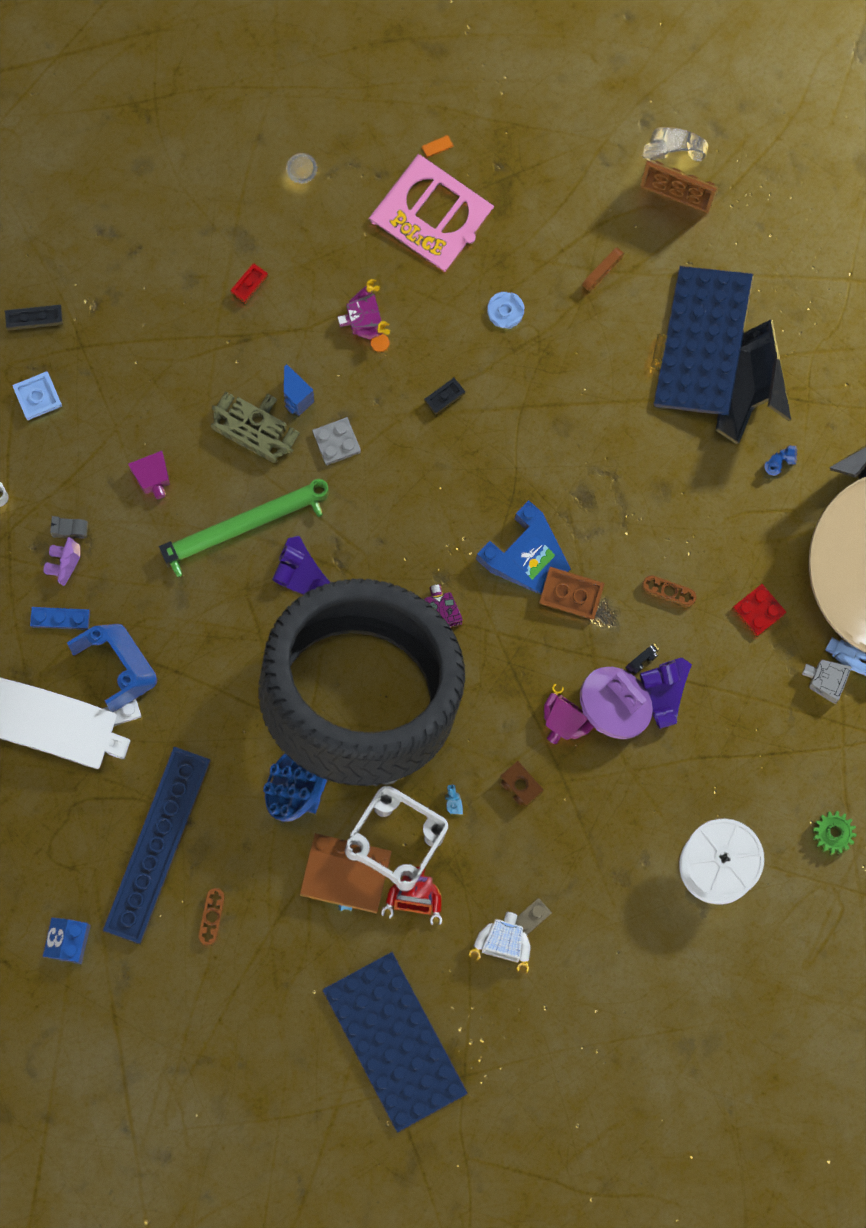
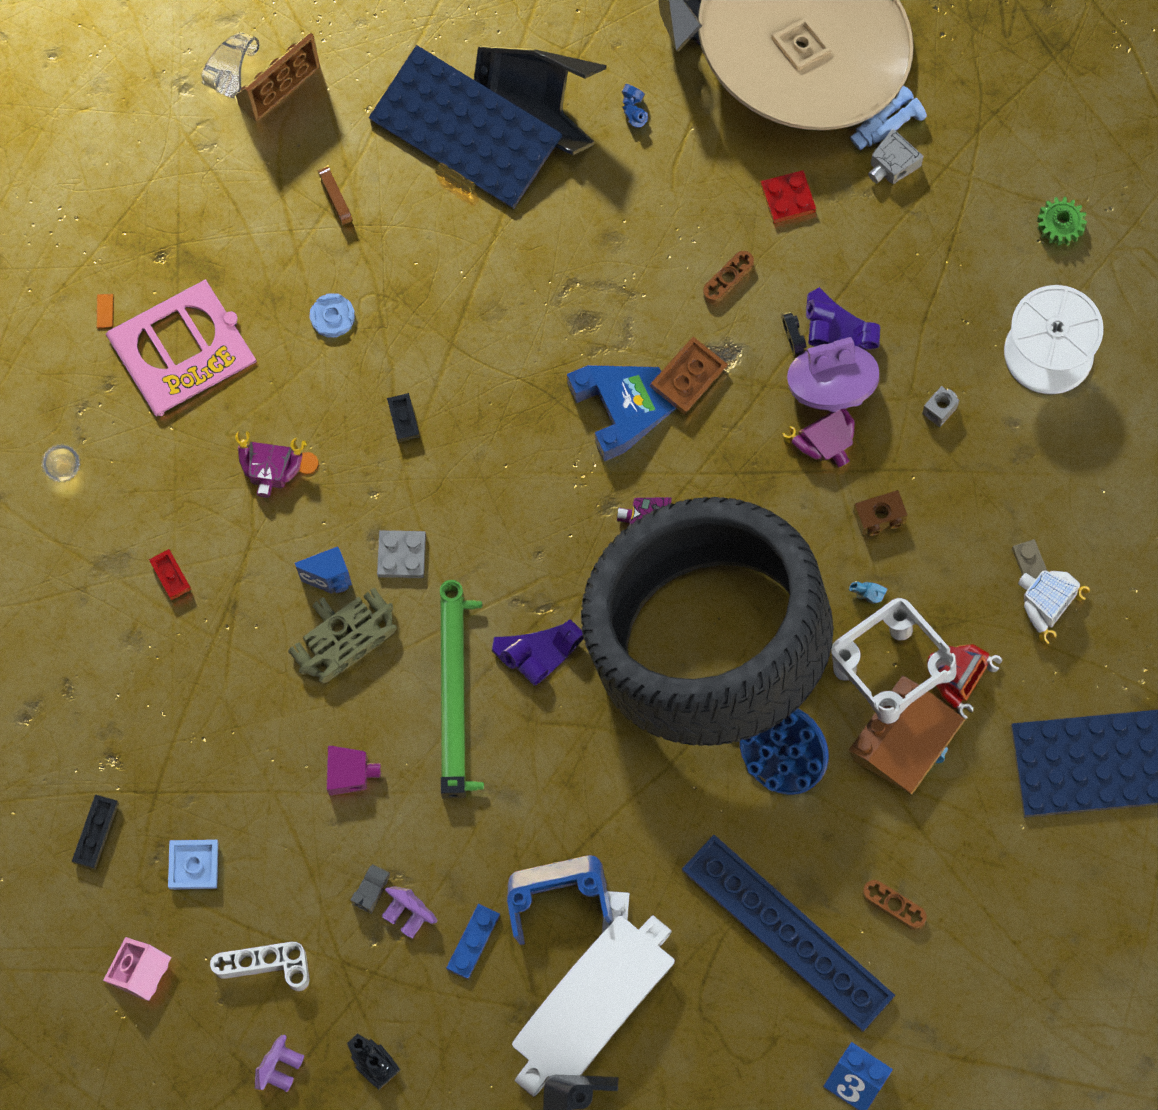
camera: 60 degrees left, 5 degrees down
(623, 799) = (937, 414): none -> light grey brick

